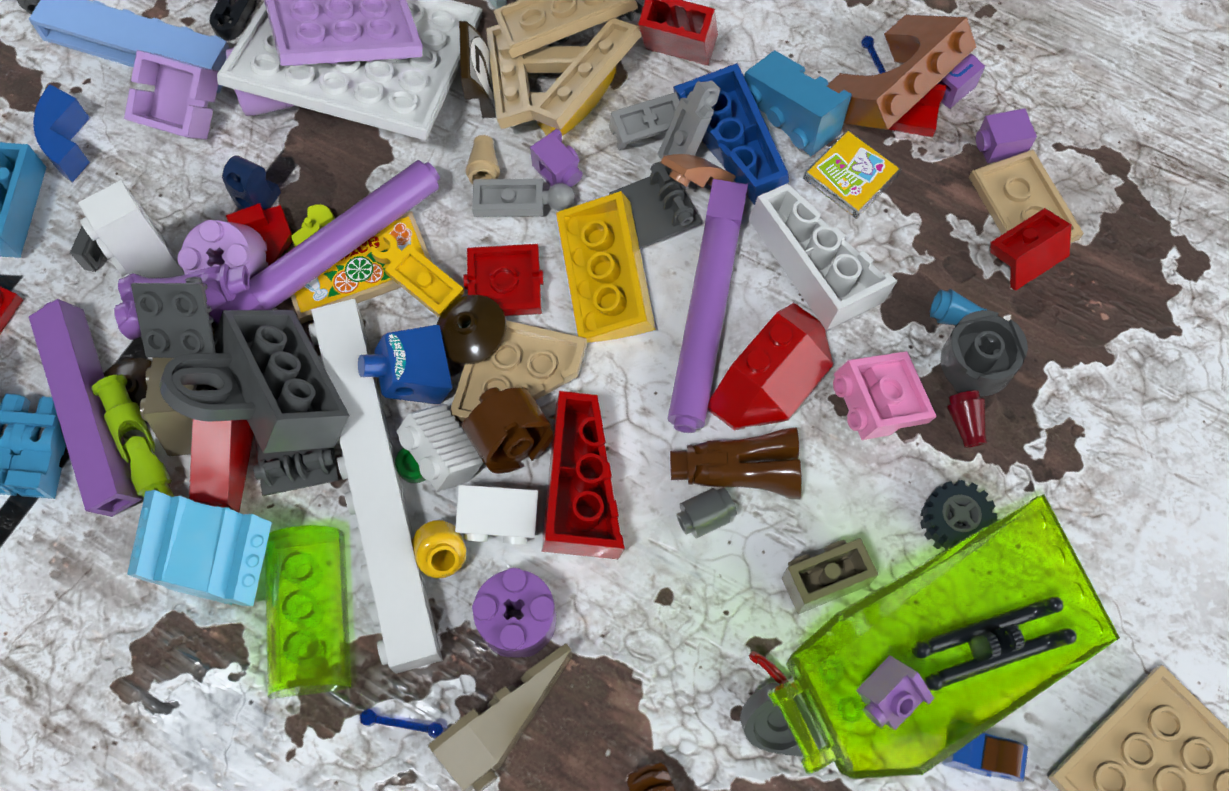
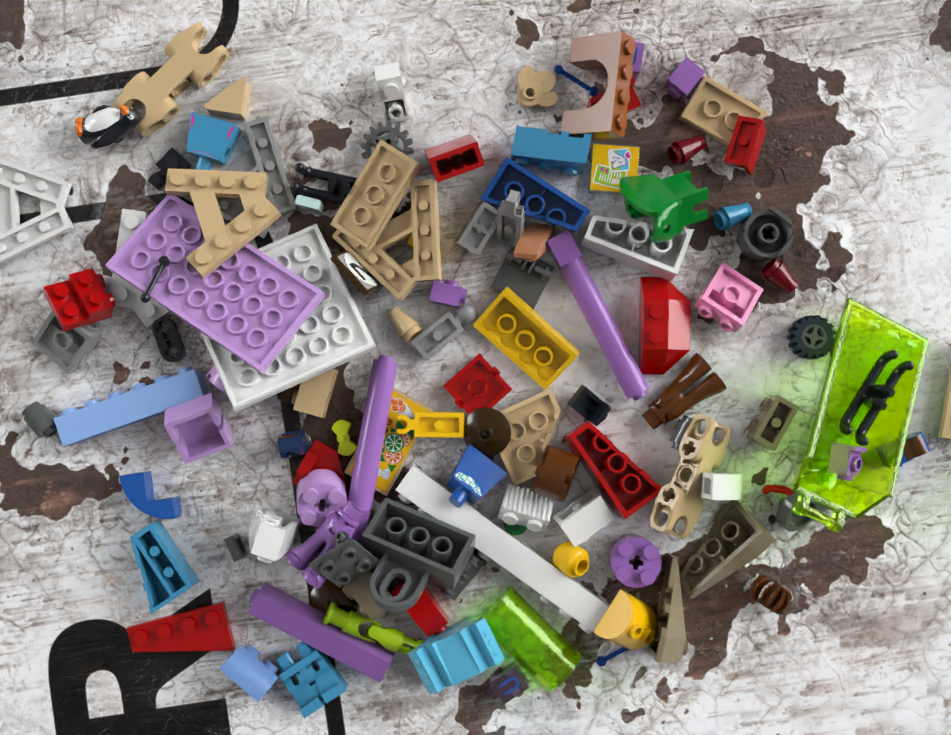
camera: 35 degrees left, 20 degrees up
(231, 643) = (508, 683): none -> clear purple brick
(328, 152) = (315, 394): none -> tan brick
(438, 678) = (628, 622): none -> yellow brick
(615, 391) = (589, 406): none -> black bracket
(647, 571) = (682, 497): none -> tan piece
(656, 697) = (728, 546): none -> dark tan wedge
(703, 598) = (721, 485): none -> white brick
(827, 42) = (539, 86): none -> tan plate
(886, 227) = (666, 200): none -> green piece
(953, 206) = (685, 149): none -> dark red cone

